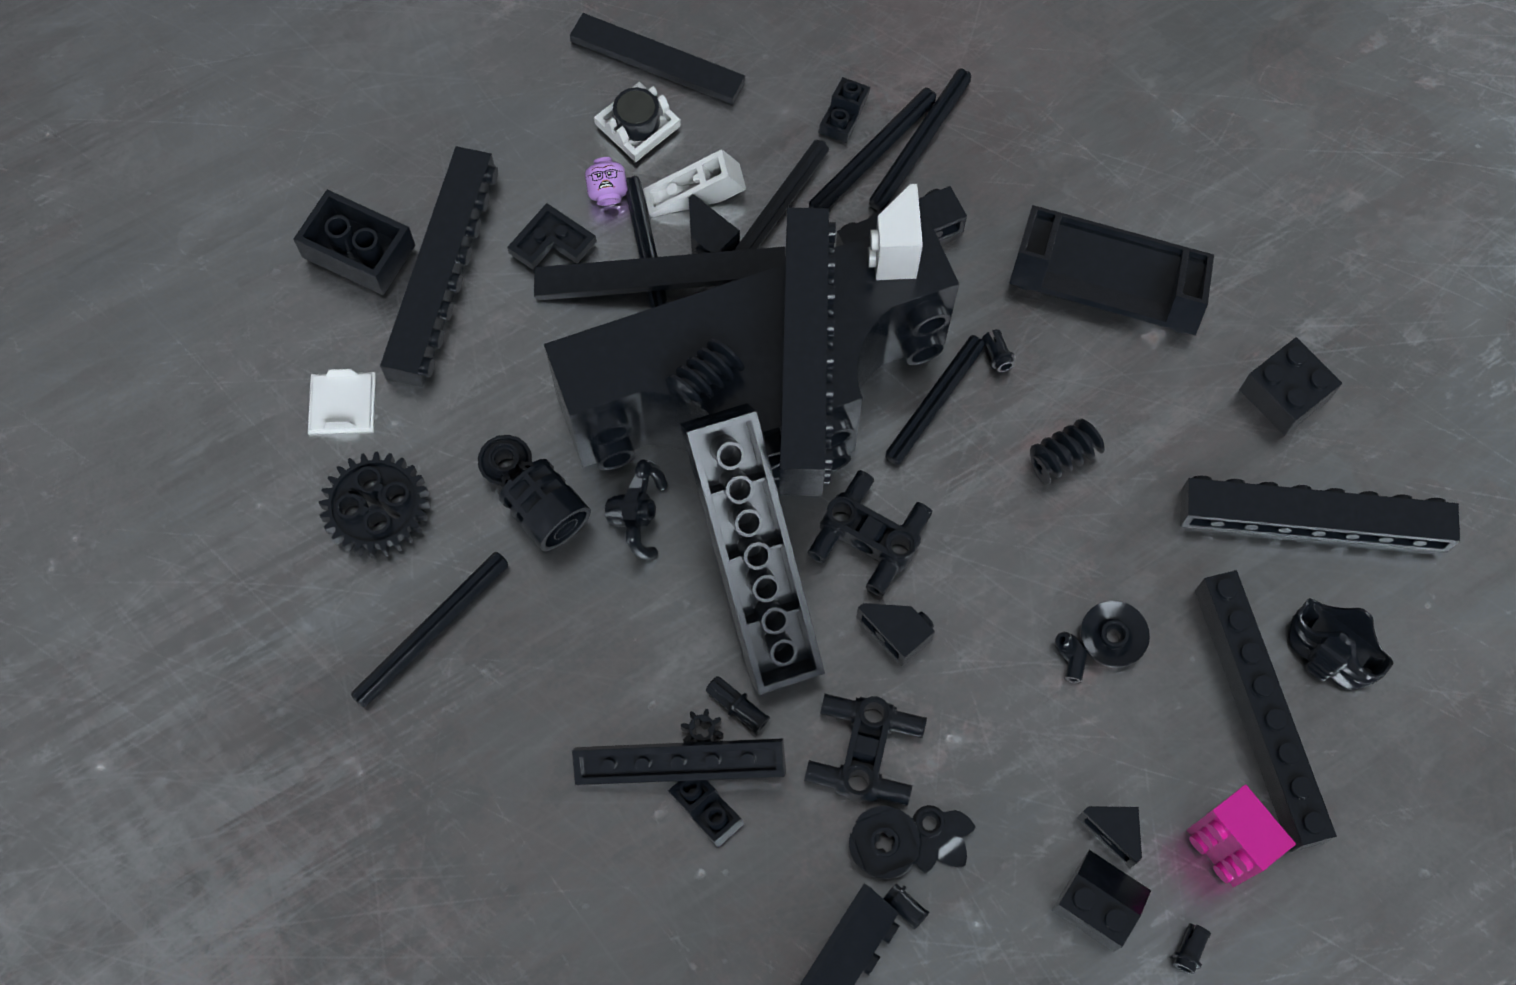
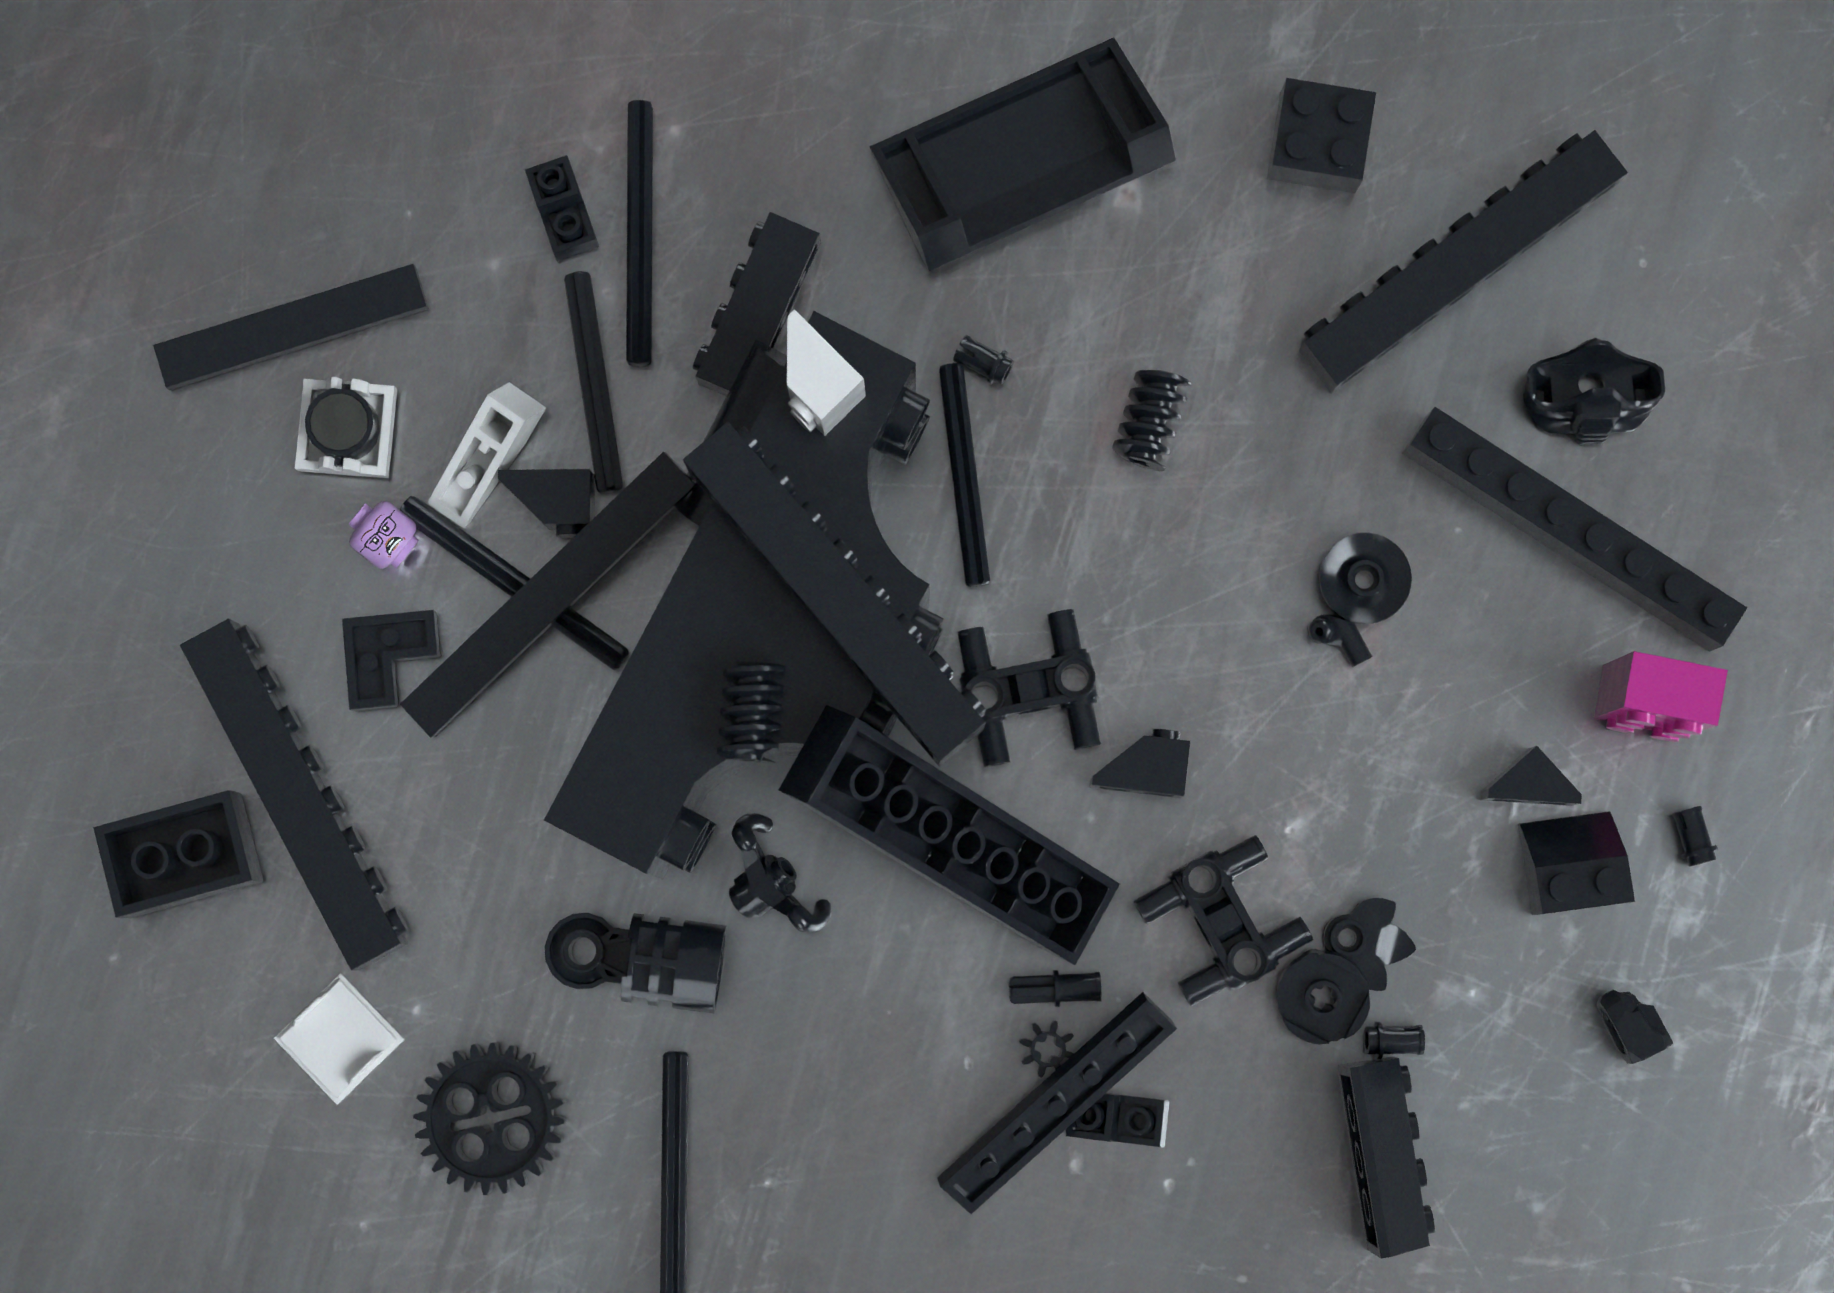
camera: 40 degrees left, 15 degrees up
(920, 140) = (678, 171): black axle -> none

